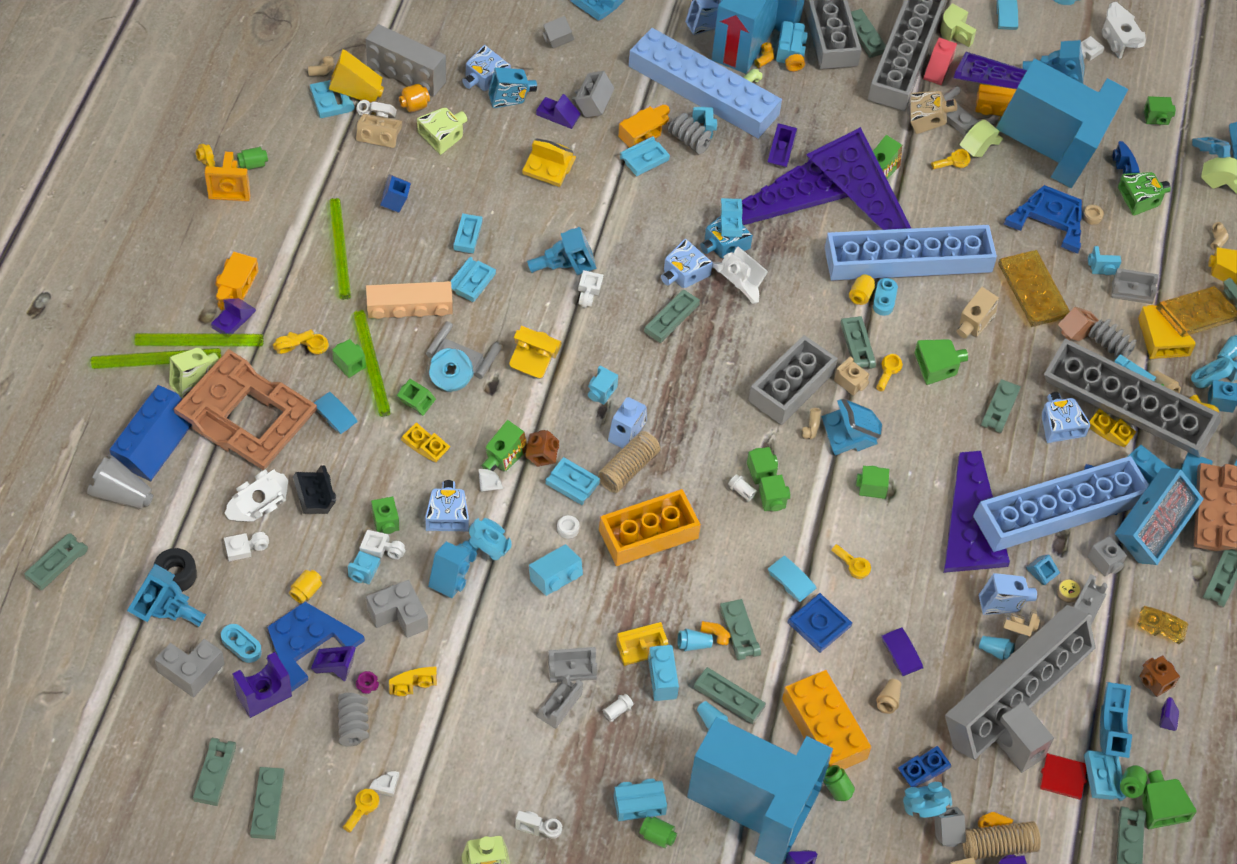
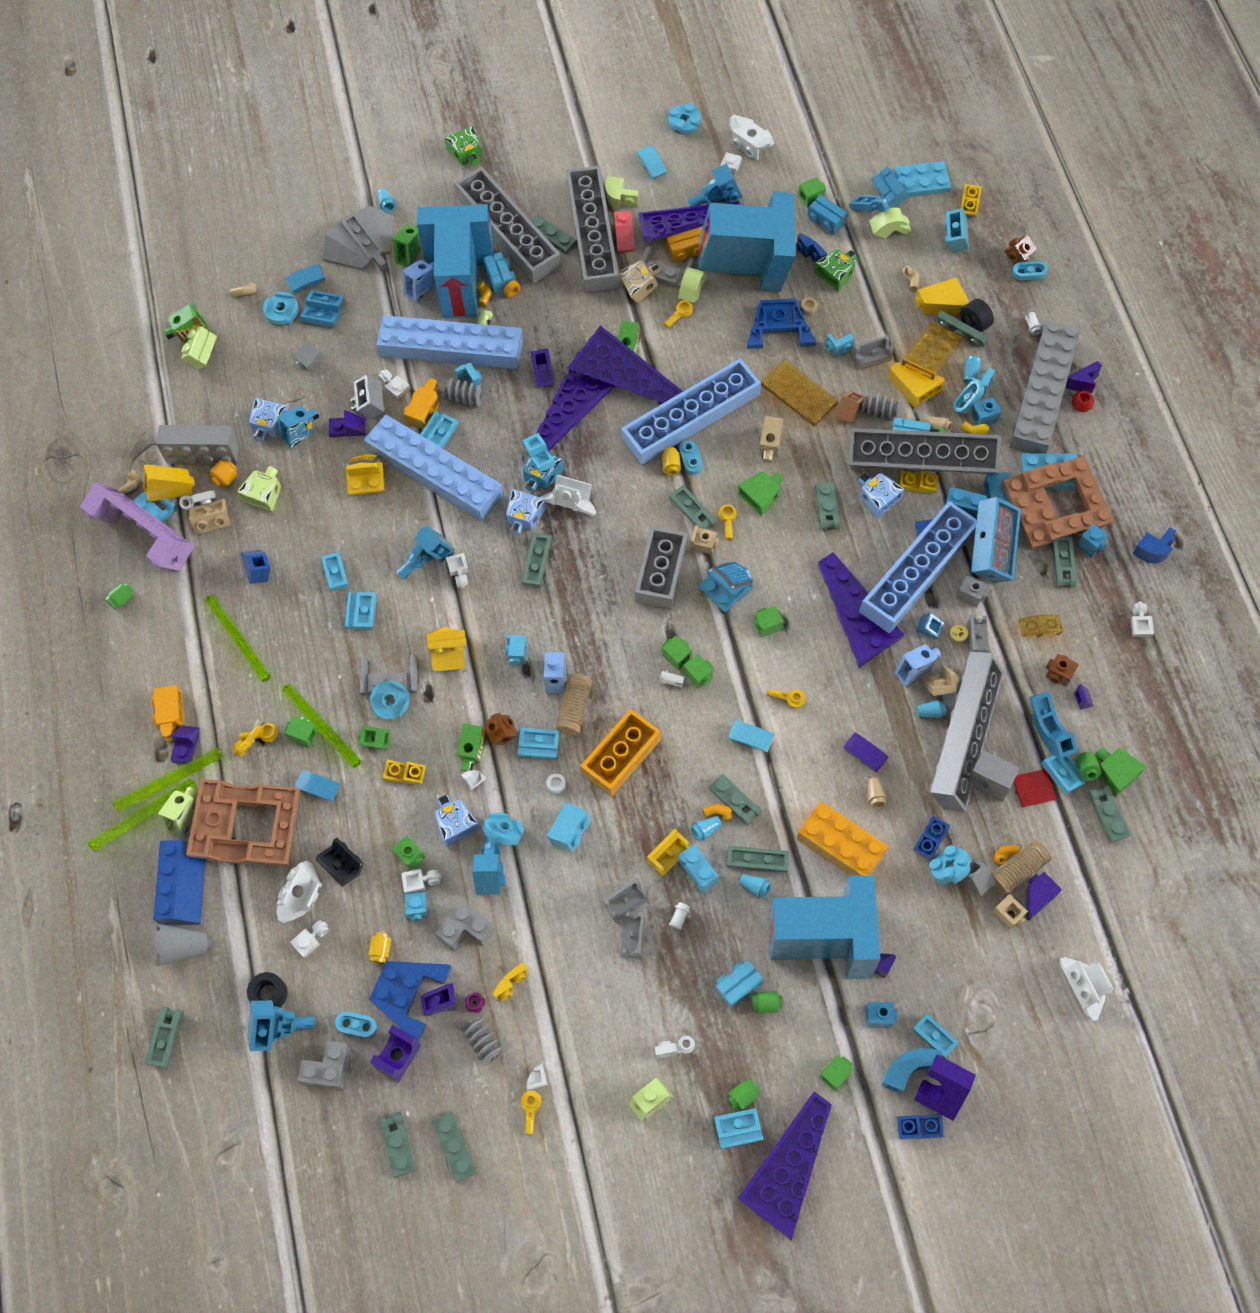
camera: 20 degrees left, 10 degrees up
(205, 155) = (76, 611): yellow plate -> none
(227, 181) = (112, 628): light orange bracket -> none
(321, 136) = (169, 548): none -> lavender plate
(409, 299) = (321, 655): light nougat brick -> none
(620, 186) = (434, 467): none -> light blue brick
(627, 99) = (396, 387): none -> white plate
(814, 423) = (696, 595): tan arm -> none
(819, 622) = (790, 760): blue tile -> none
(838, 783) = (883, 889): bright green brick -> none
(1162, 138) = (827, 215): none -> dark azure brick

